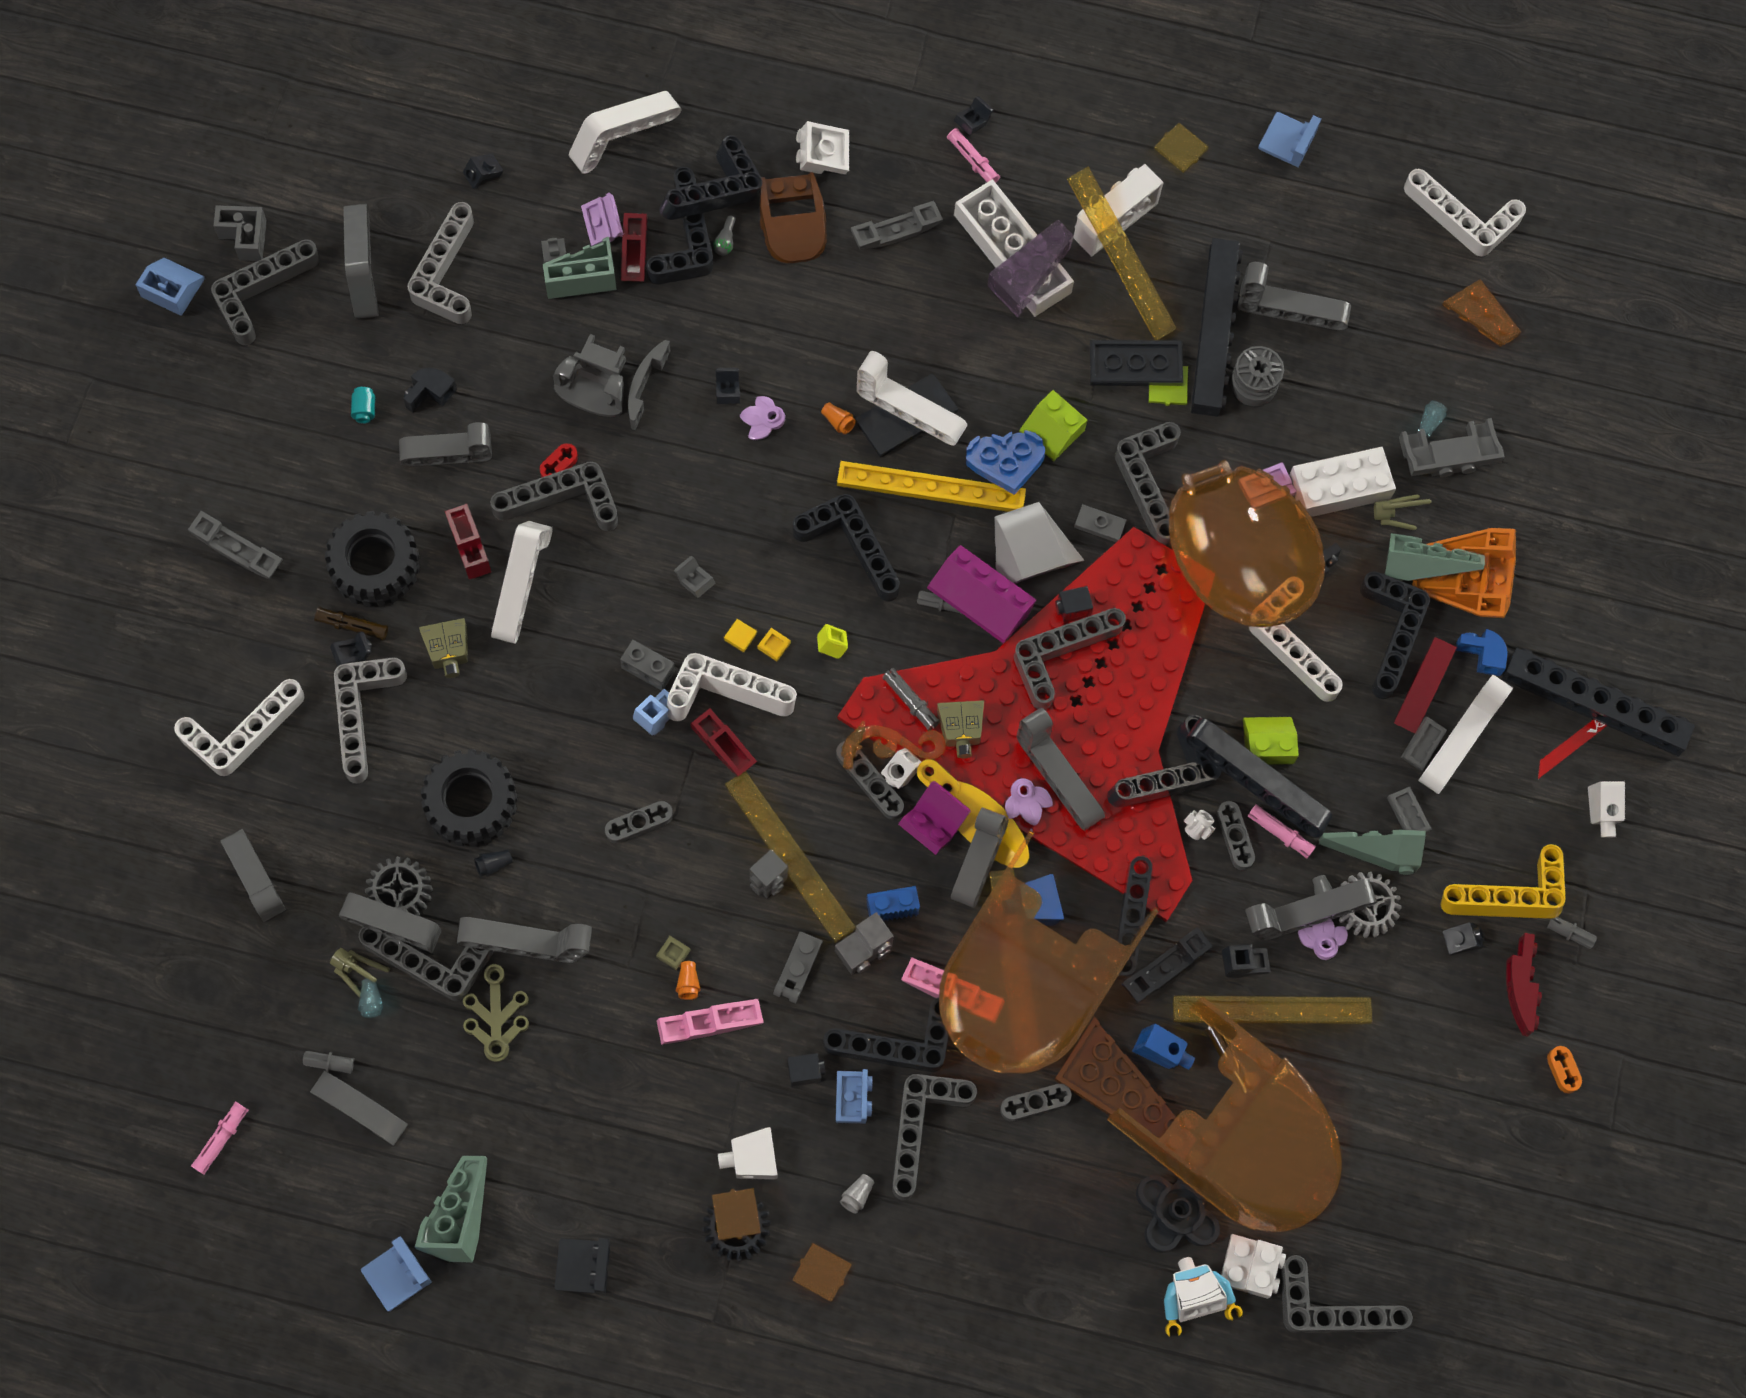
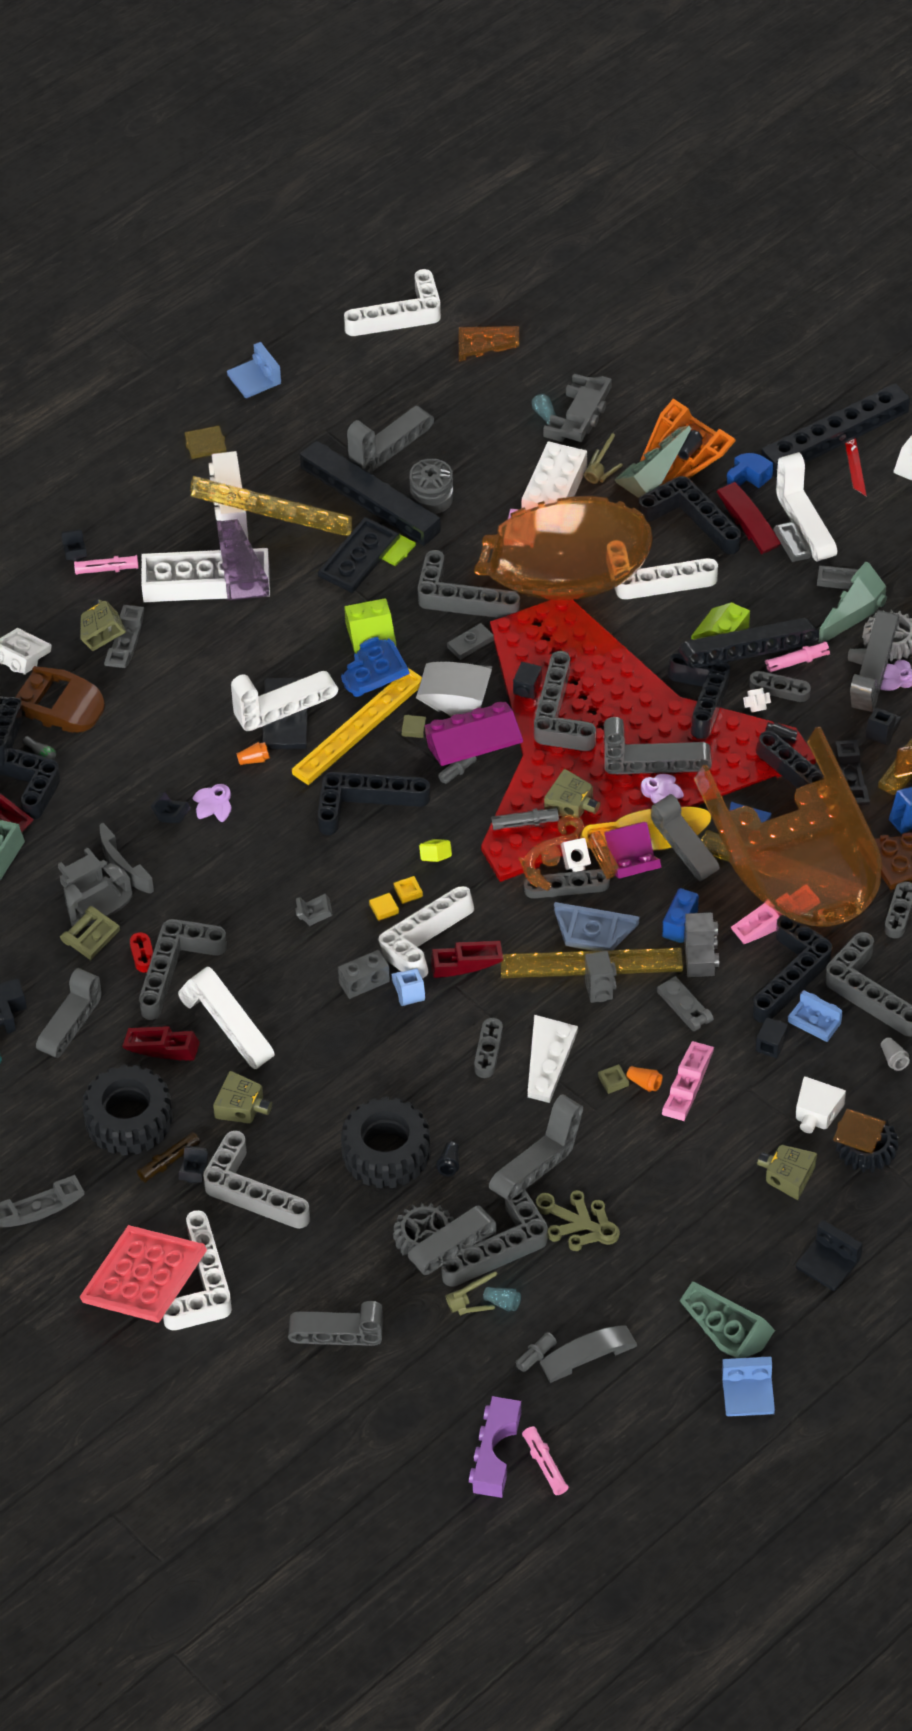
camera: 50 degrees left, 20 degrees down
(177, 1097) = (490, 1472): none -> medium lavender arch
(208, 680) = (143, 1273): none -> coral plate
(549, 414) = (94, 937): none -> olive plate
(662, 1171) = (788, 1169): none -> olive torso
(666, 879) = (549, 1053): none -> white wing
(831, 833) = (593, 927): none -> sand blue wing
(895, 196) = (100, 625): none -> olive torso
(909, 795) = (603, 854): none -> clear orange tile
(965, 534) = (413, 726): none -> olive tile
(1165, 871) = (783, 732): none -> black cone
(1470, 579) = (691, 444): none -> black cone

